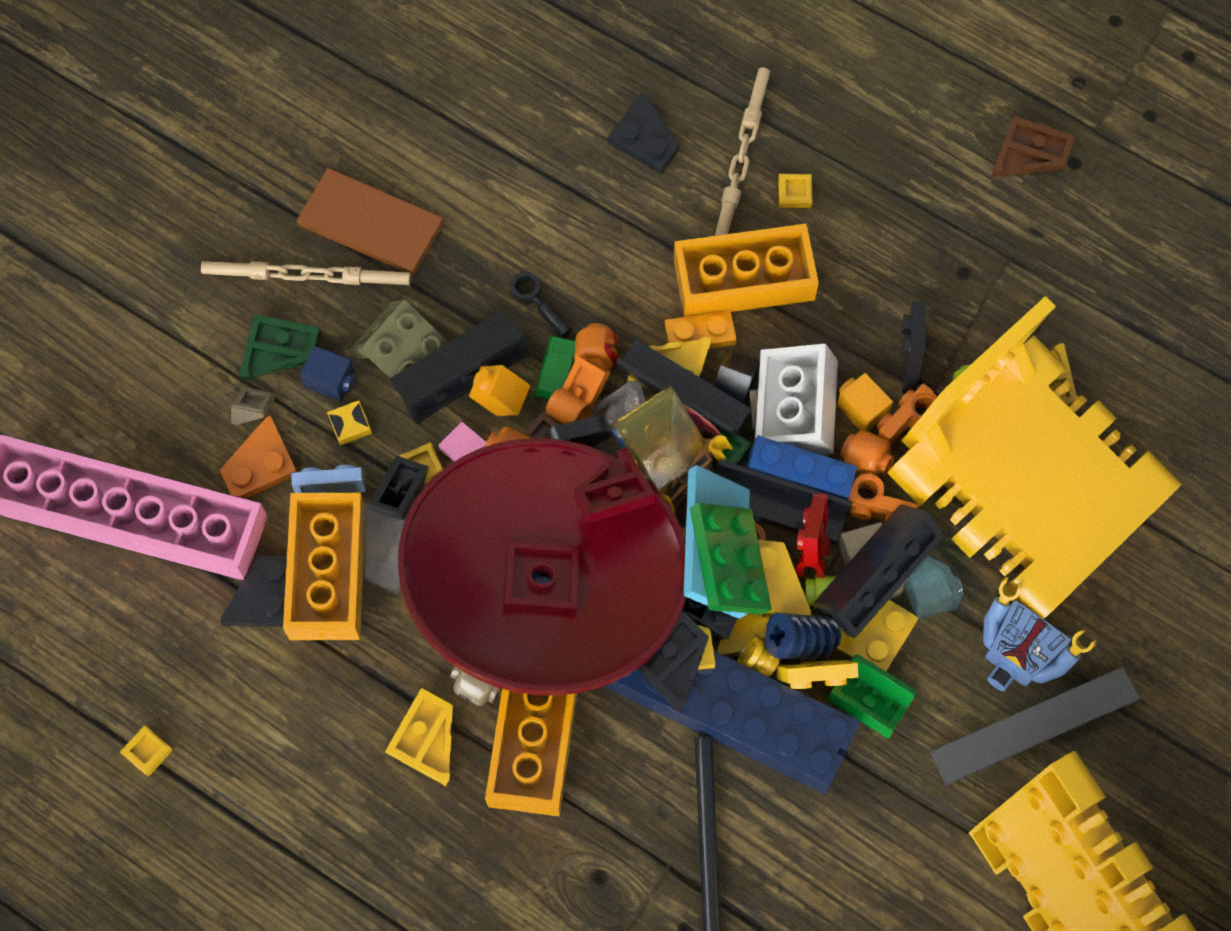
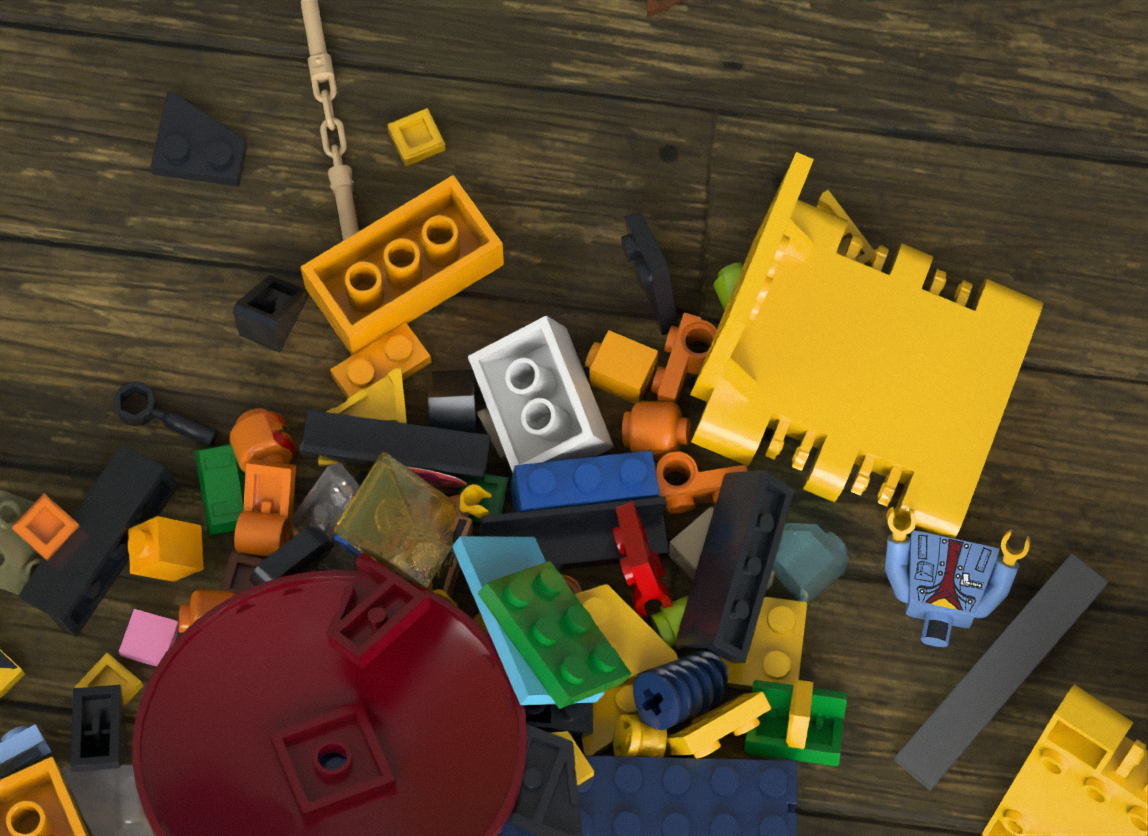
camera: 25 degrees left, 0 degrees up
(427, 341) = (45, 526): none -> orange tile
(641, 264) = (269, 312): none -> black slope
(876, 690) = (799, 714): none -> yellow tile

